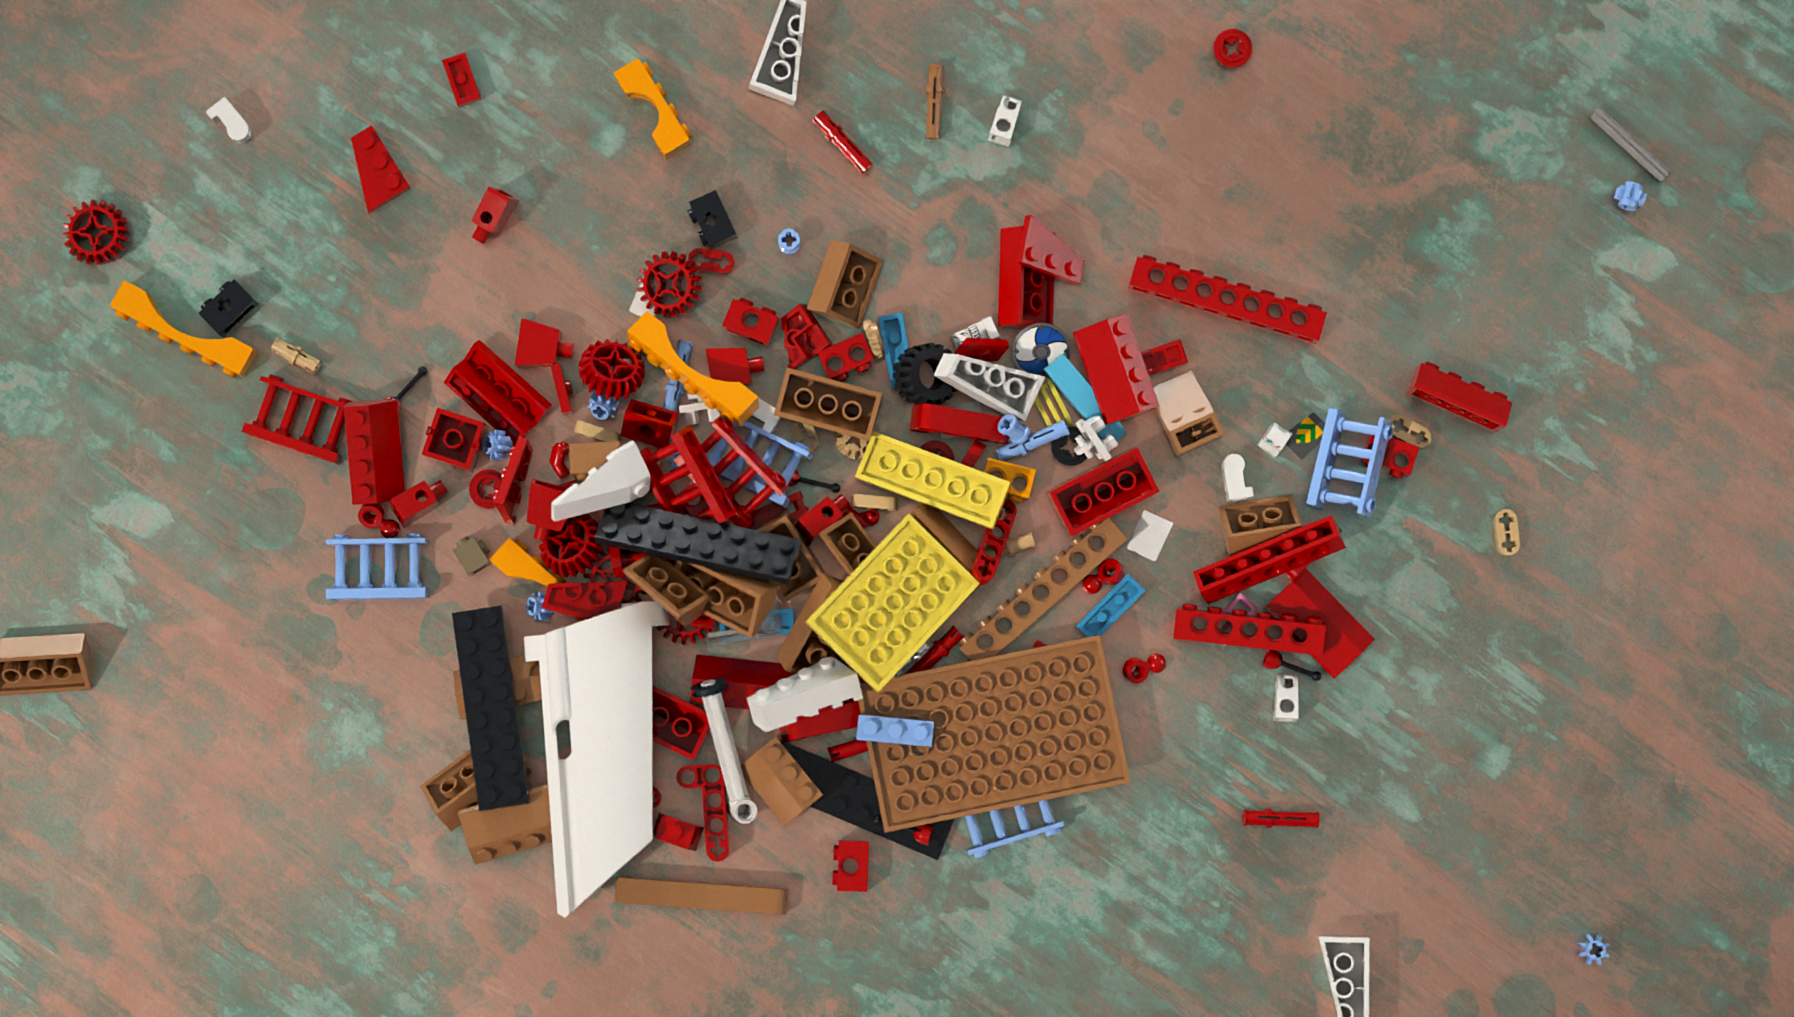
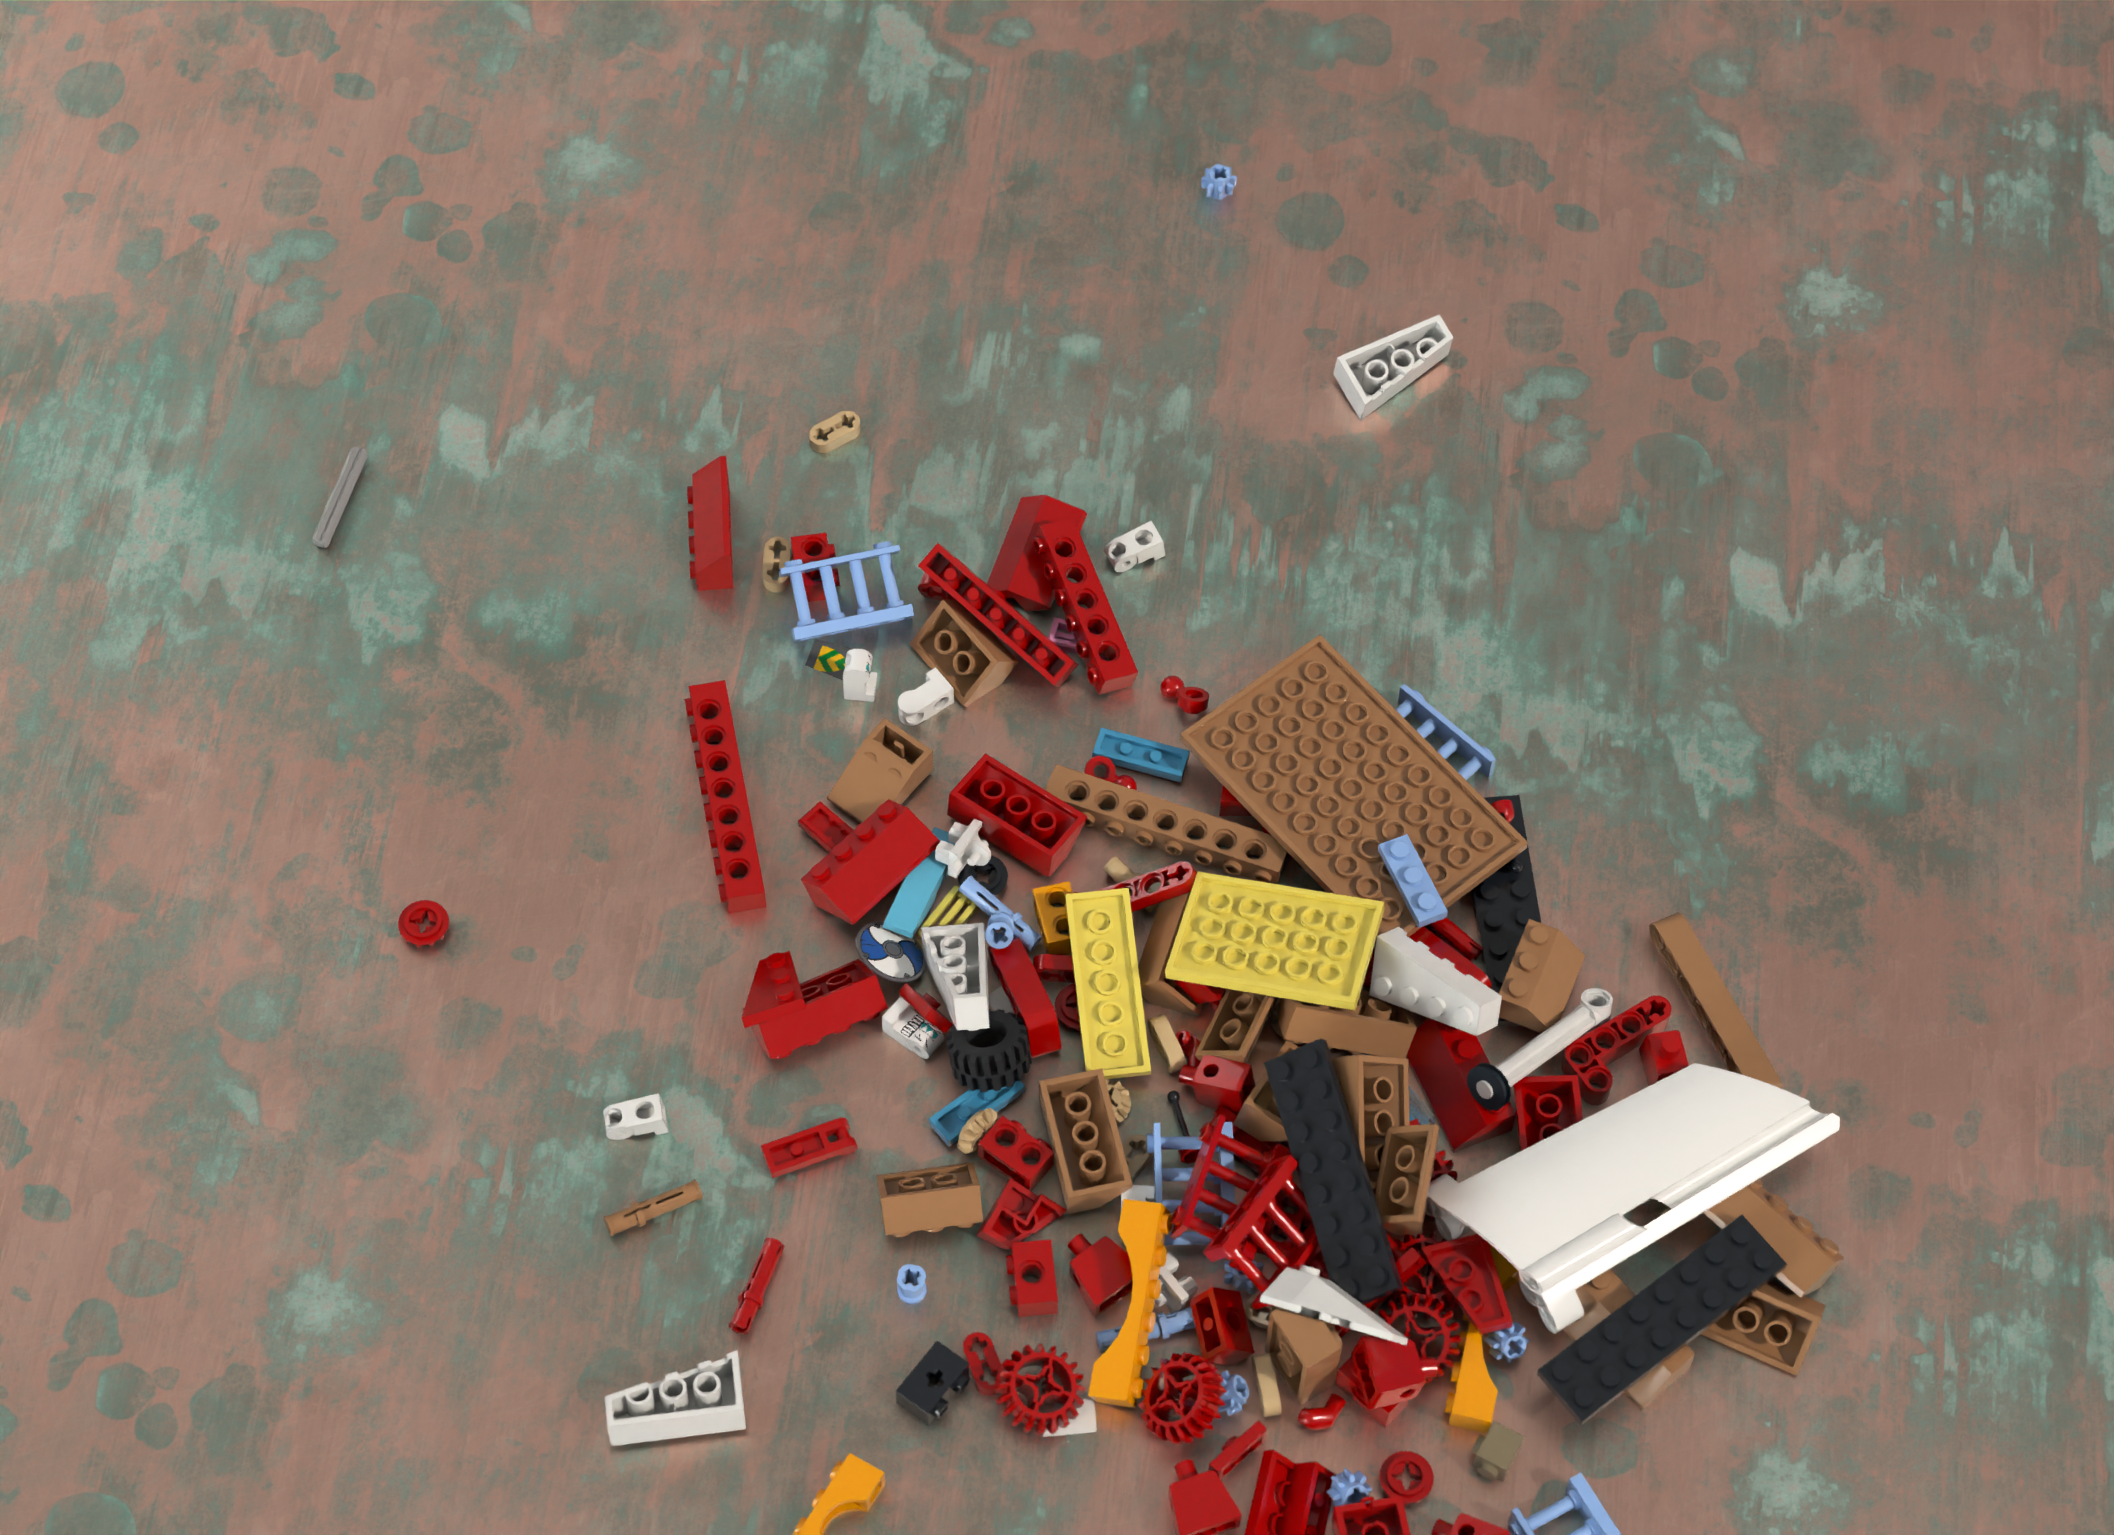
camera: 120 degrees left, 25 degrees down
(512, 475) = (1378, 1447): red wing -> none
(851, 881) = (1590, 859): red brick -> none
(925, 223) = (808, 1147): none -> red plate
(1149, 535) = (1035, 757): white sticker -> none
(1250, 817) = (1269, 508): red pin -> none
(1274, 660) = (1104, 575): hinge -> none
(1630, 196) = (400, 468): light blue gear -> none

